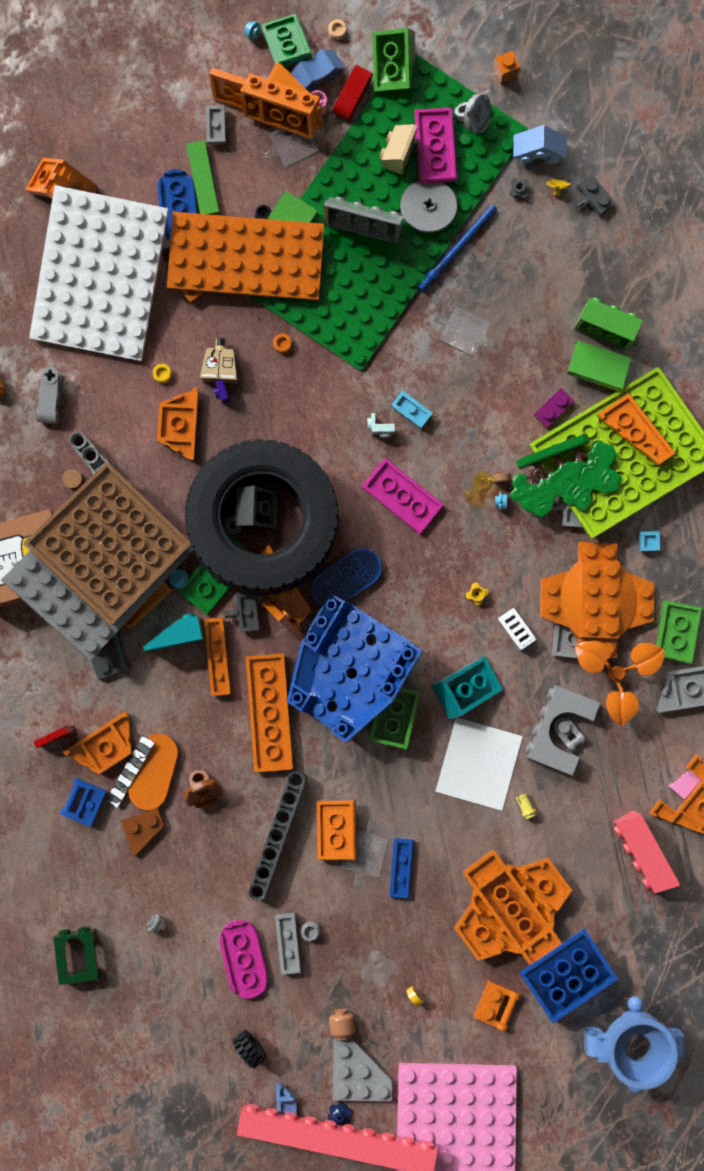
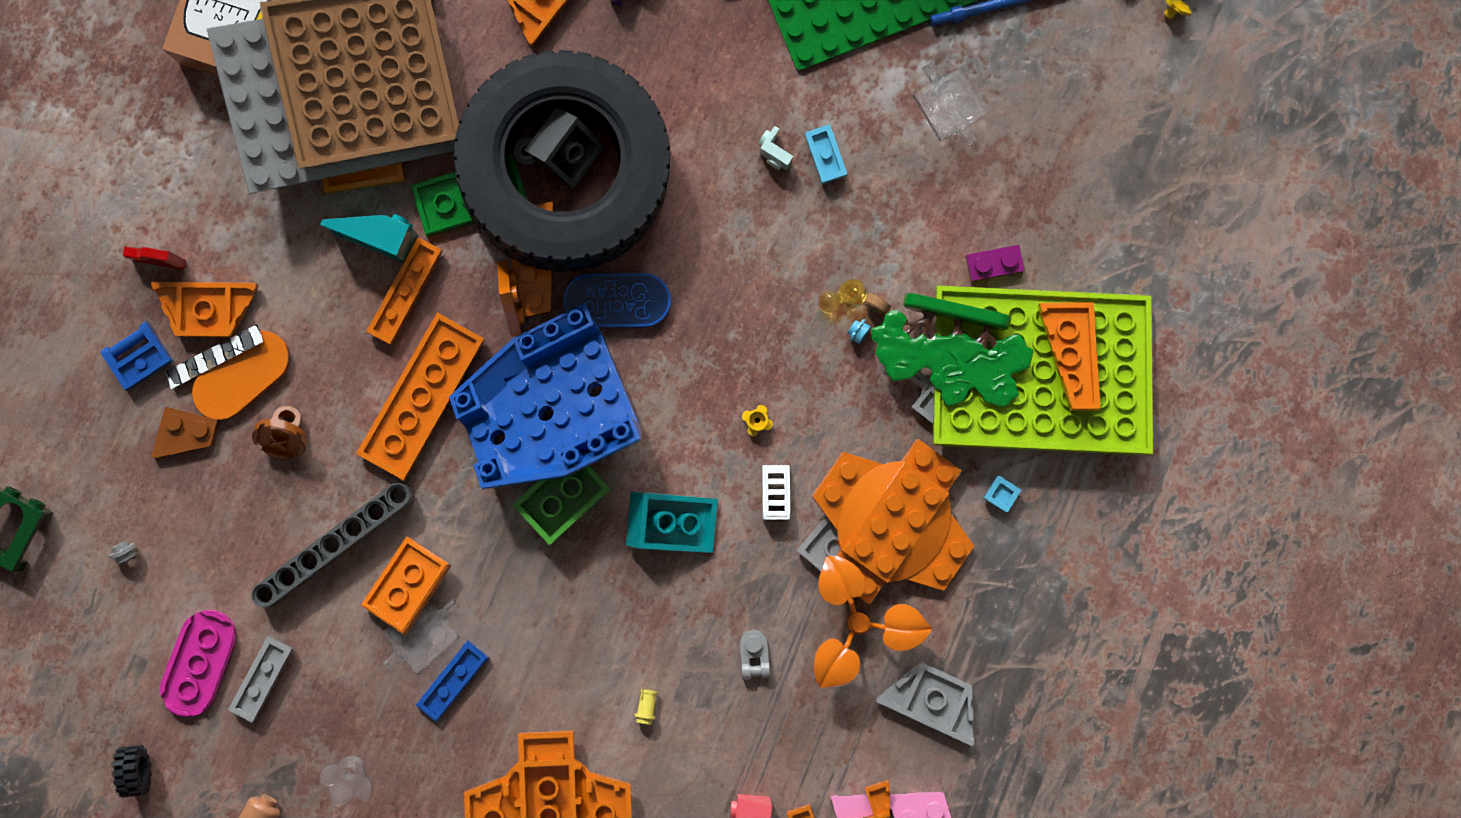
camera: 25 degrees right, 0 degrees up
(103, 661) = (271, 206): dark grey plate -> none
(179, 578) = (421, 171): medium azure plate -> none
(245, 612) = (471, 261): dark grey plate -> none
(310, 931) = (296, 683): light grey plate -> none
(402, 496) = (747, 248): dark pink tile -> none
(479, 763) = (625, 620): white sticker -> none
(559, 702) = (710, 652): light grey arch -> none
(594, 196) = (1210, 46): dark grey plate -> none
(599, 366) = (1081, 248): bright green tile -> none
(608, 323) = (1124, 205): bright green brick -> none
(679, 631) = (965, 623): bright green tile -> none

